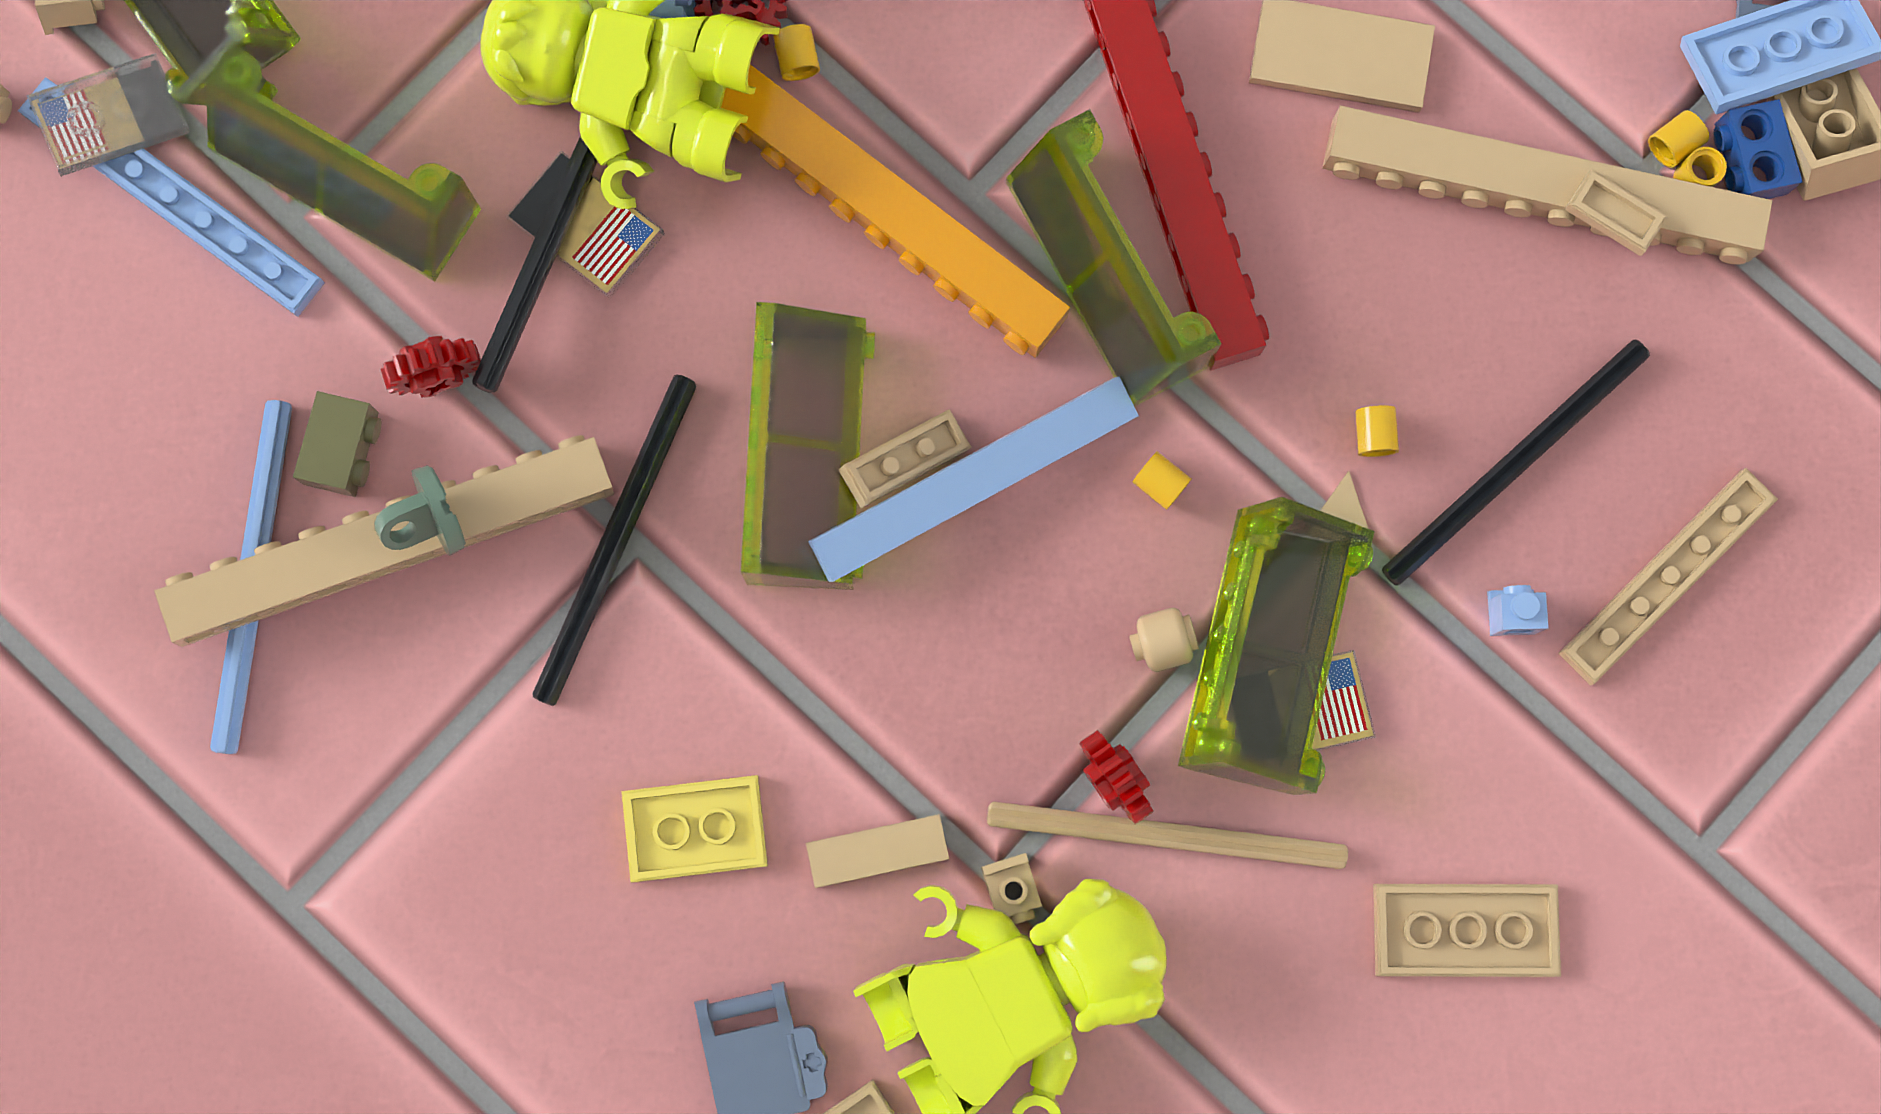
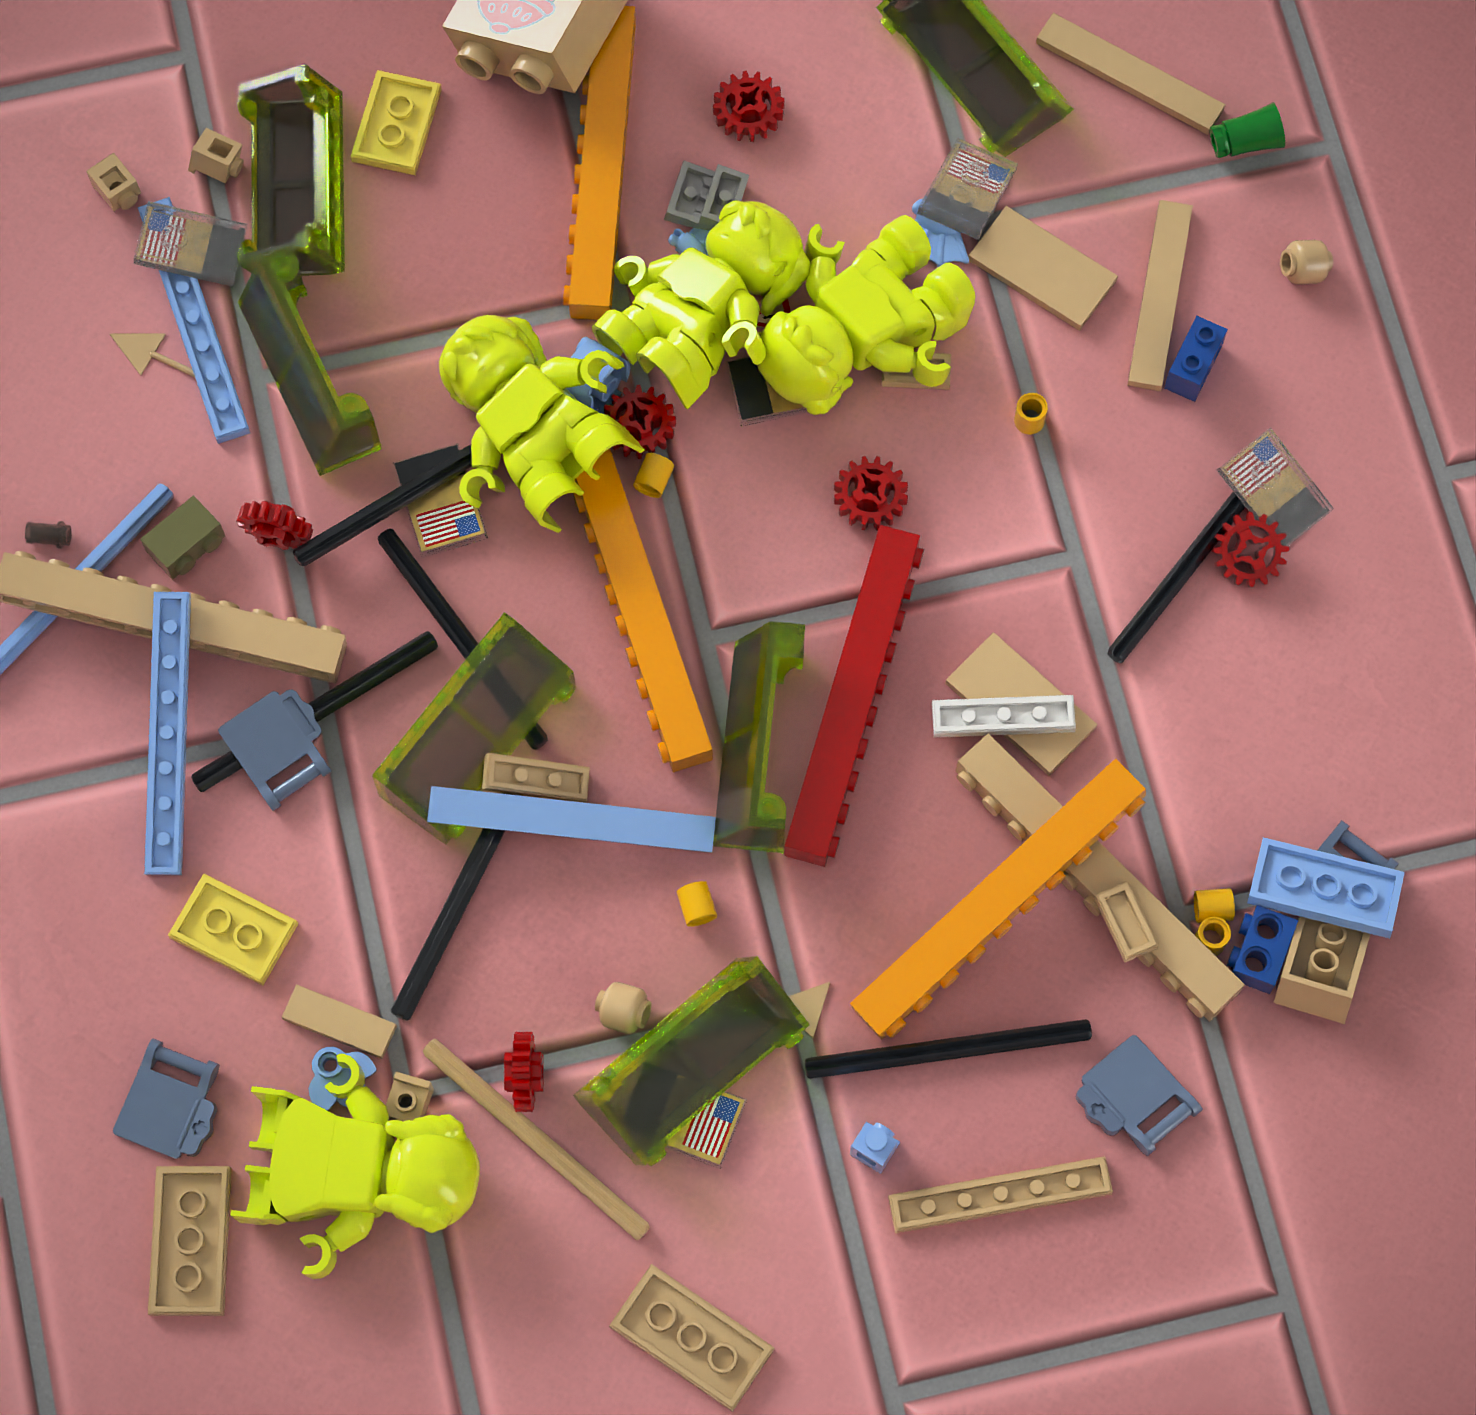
camera: 40 degrees right, 10 degrees down
(137, 265) = (142, 347): none -> tan piece
(183, 535) = (52, 534): none -> clear smoke pin
(426, 514) = (201, 612): sand green tile -> none
(483, 678) = (167, 733): none -> light blue tile
(593, 600) = (272, 738): none -> sand blue piece
(670, 342) = (440, 608): none -> black axle
(912, 923) = (318, 1093): none -> light blue plate
(916, 673) = (446, 923): none -> black axle
(1337, 78) = (1003, 716): none -> white tile
(1377, 431) = (865, 965): yellow beam -> none
(1475, 271) = (999, 899): none -> light orange brick
(1720, 385) = (1129, 1089): none -> sand blue piece

